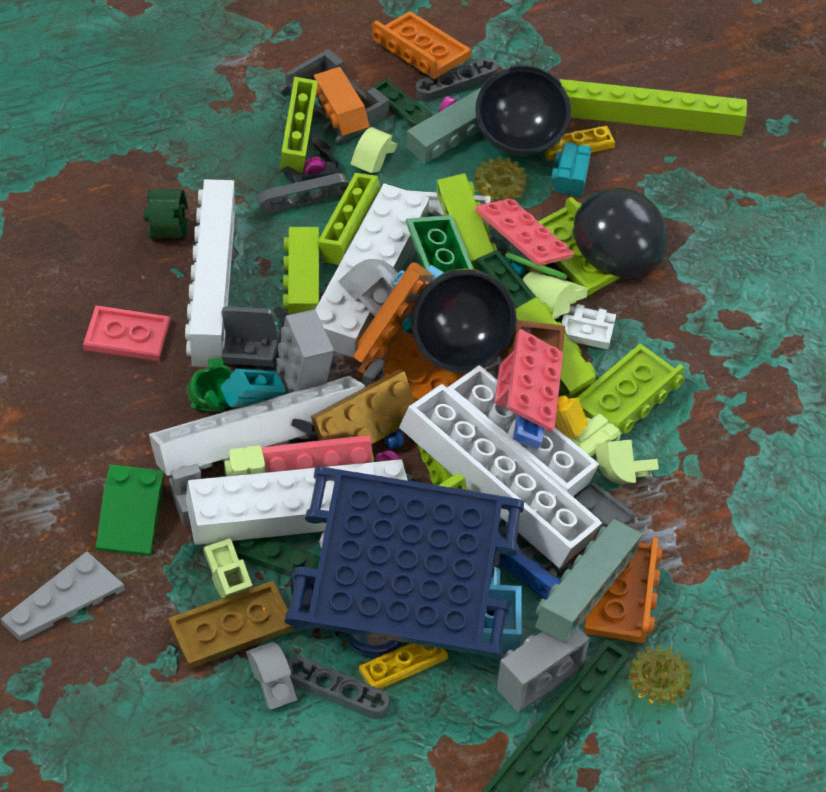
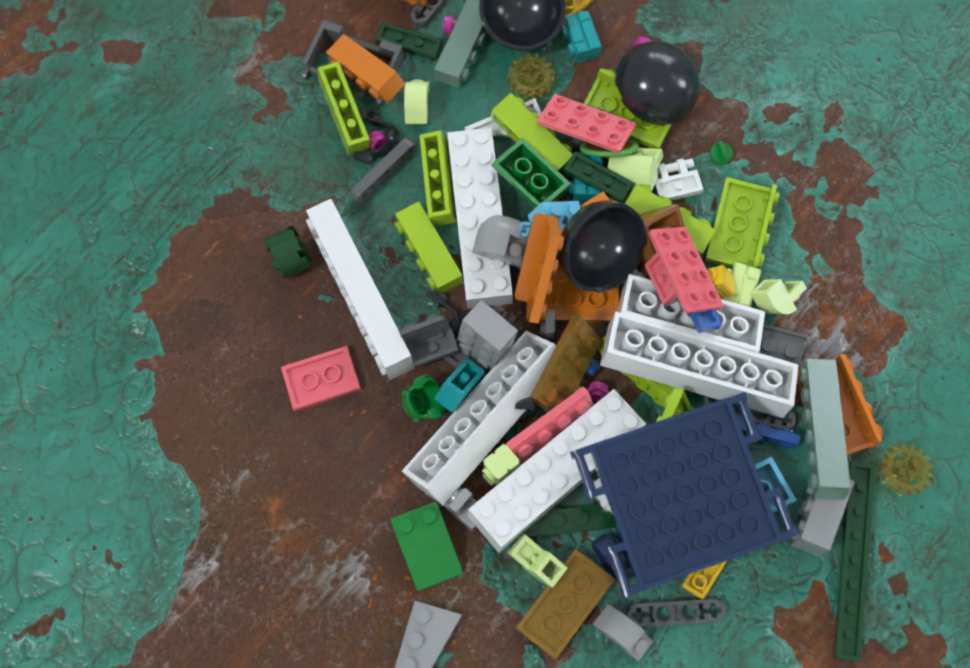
camera: 20 degrees left, 20 degrees up
(649, 324) = (720, 153): none -> green tile

